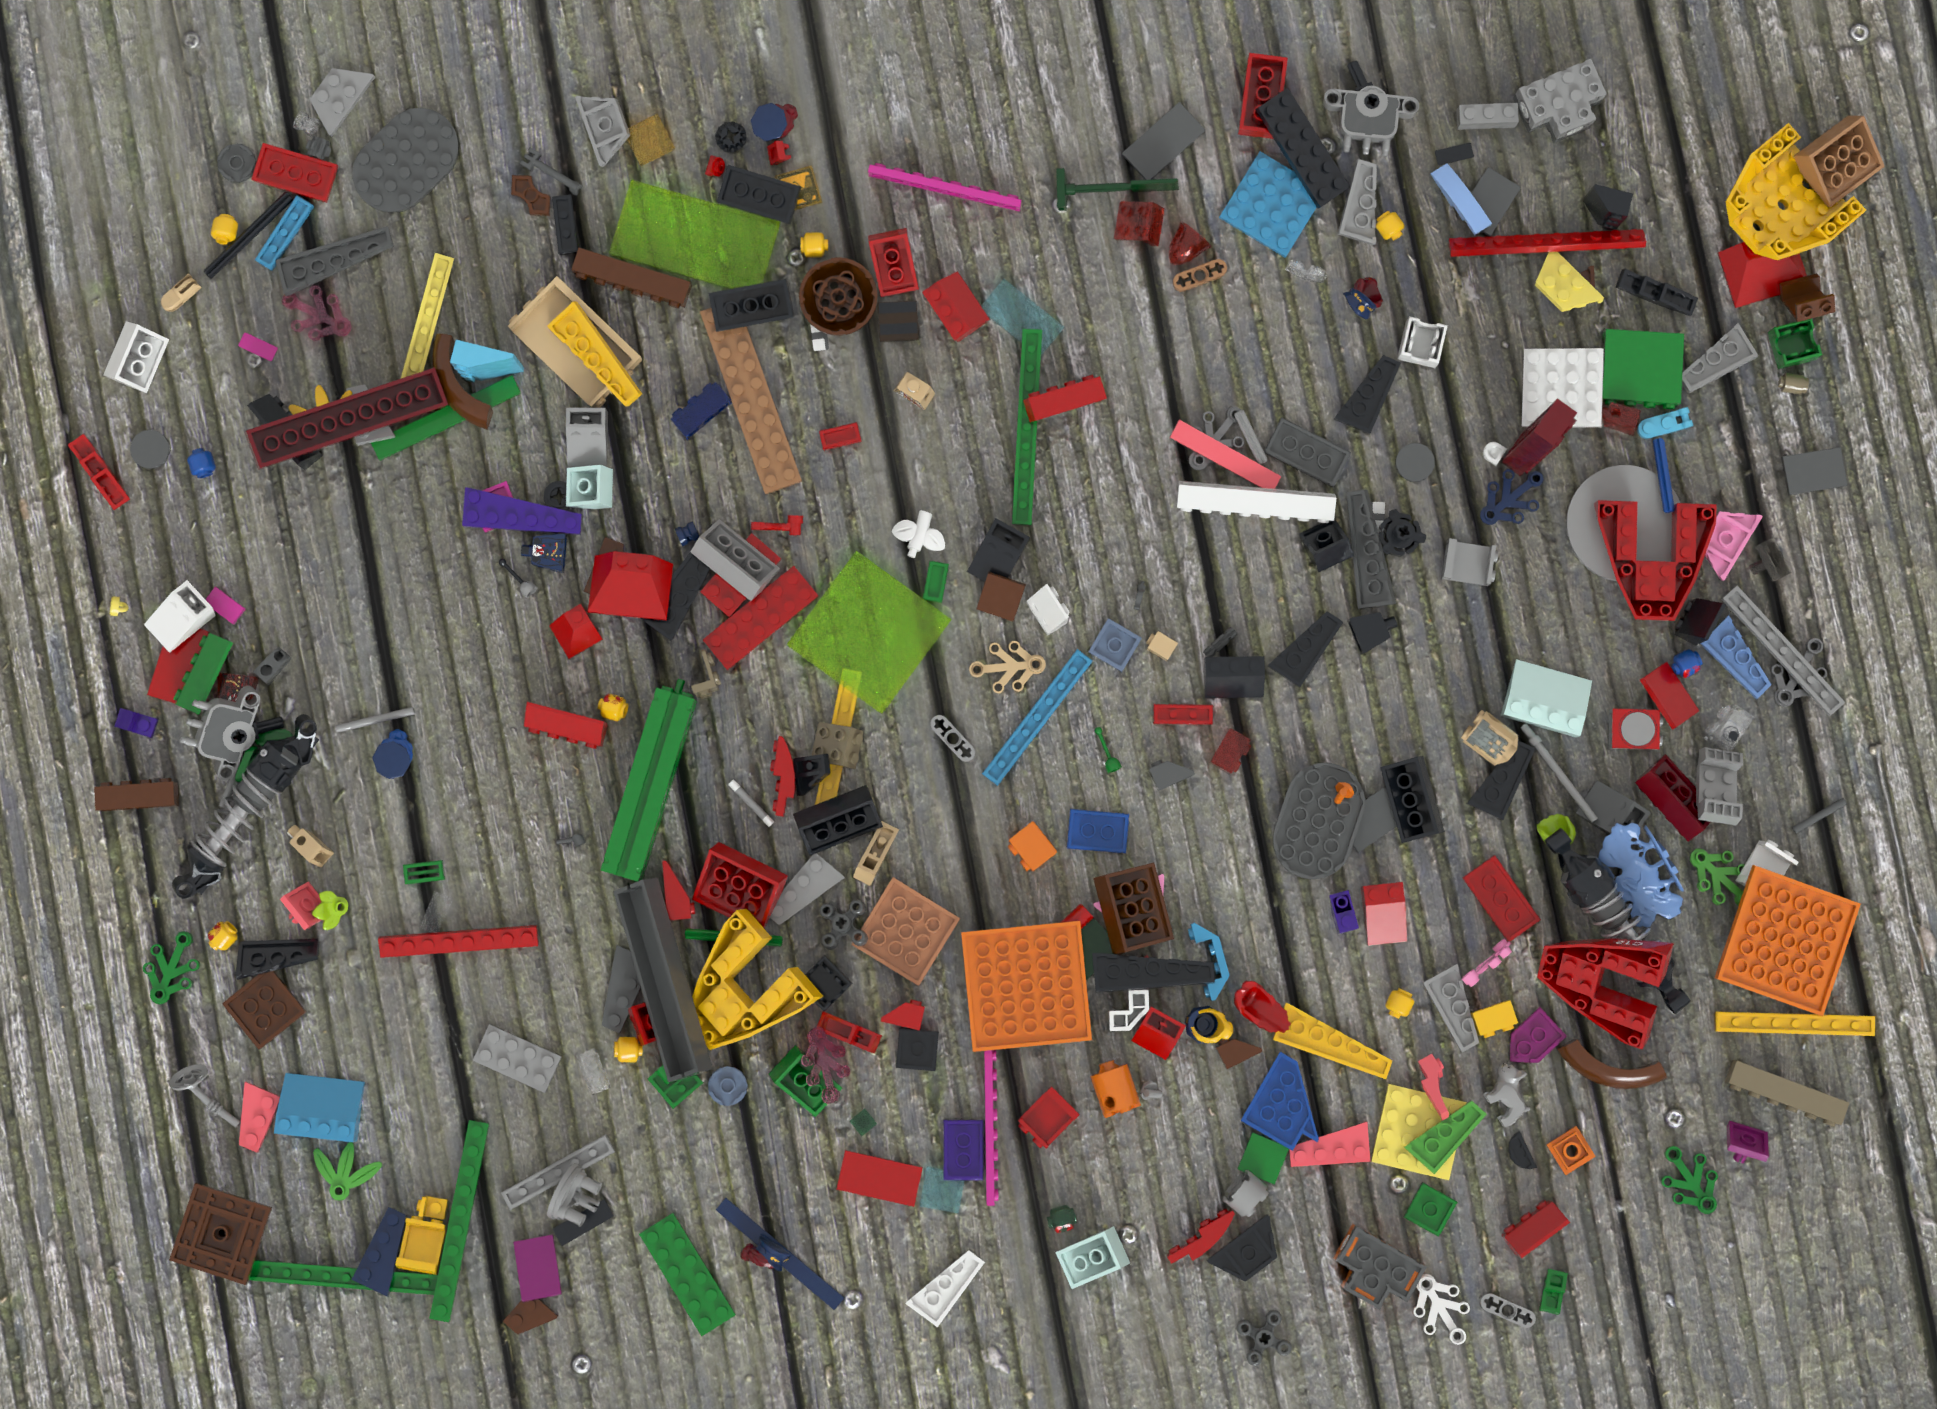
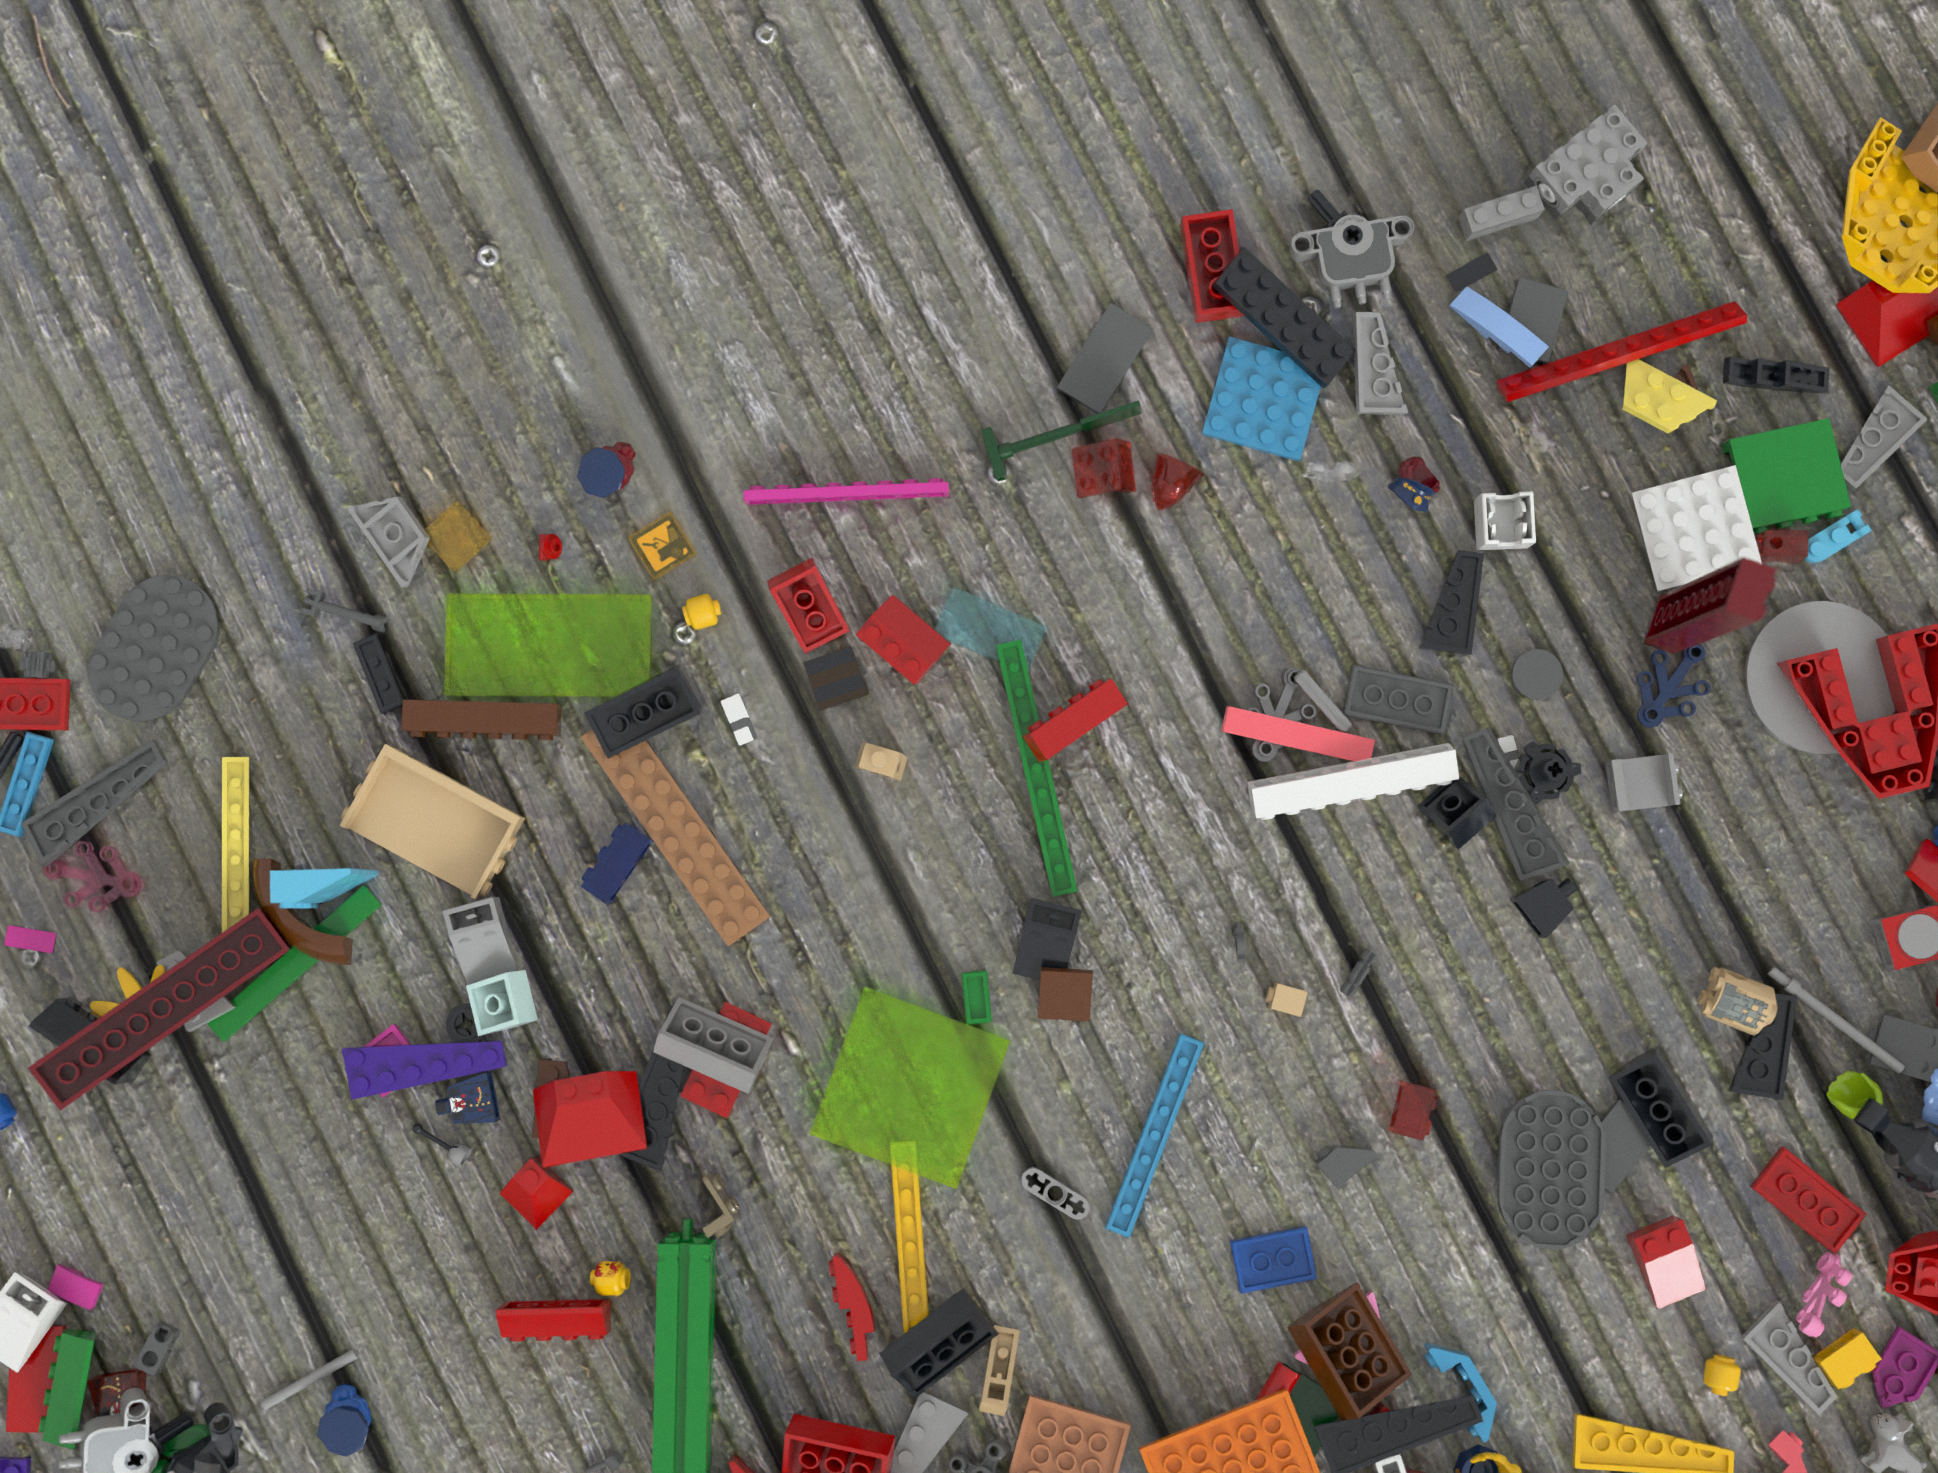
camera: 15 degrees left, 0 degrees up
(338, 96) = (47, 590): light grey wing -> none
(538, 203) = (336, 655): reddish brown tile -> none
(585, 341) = (436, 811): yellow wing -> none
(687, 533) = (643, 1026): dark blue wheel -> none
(726, 144) = (570, 503): black gear -> none
(751, 803) = (821, 1349): light grey bar -> none
(759, 194) = (614, 567): black plate -> none
(760, 618) = (767, 1107): red plate -> none
(777, 153) = (622, 508): red tile -> none
(793, 525) = (775, 978): red brick -> none
(810, 772) = (886, 1289): black wing -> none
(839, 743) = (910, 1245): dark tan bracket -> none
(840, 436) = (803, 845): red tile -> none
(848, 276) = (720, 666): reddish brown brick -> none
(919, 534) = (938, 943): white plant -> none
(1010, 666) = (1102, 1079): tan plant -> none
(1031, 847) = (1197, 1309): orange piece -> none
(1048, 610) = (1130, 997): white slope -> none
(1112, 763) = (1266, 1168): green hinge -> none
(1115, 645) = (1226, 1014): sand blue tile -> none
(1183, 714) = (1337, 1078): red tile -> none
(1215, 275) = (1187, 530): medium nougat beam -> none
(1234, 677) = (1389, 1012): black slope -> none
(1261, 1007) = (1549, 1433): red hair -> none
(1302, 654) = (1468, 957): black wing -> none
(1343, 912) = (1617, 1279): dark purple slope -> none
(1344, 790) = (1575, 1124): orange plate -> none
(1390, 225) = (1419, 385): yellow head -> none
(1493, 452) = (1631, 634): white tile -> none
(1547, 698) = (1791, 928): light aqua slope -> none
(1608, 206) = (1689, 283): black slope -> none
(1663, 475) = (1855, 604): blue axle -> none

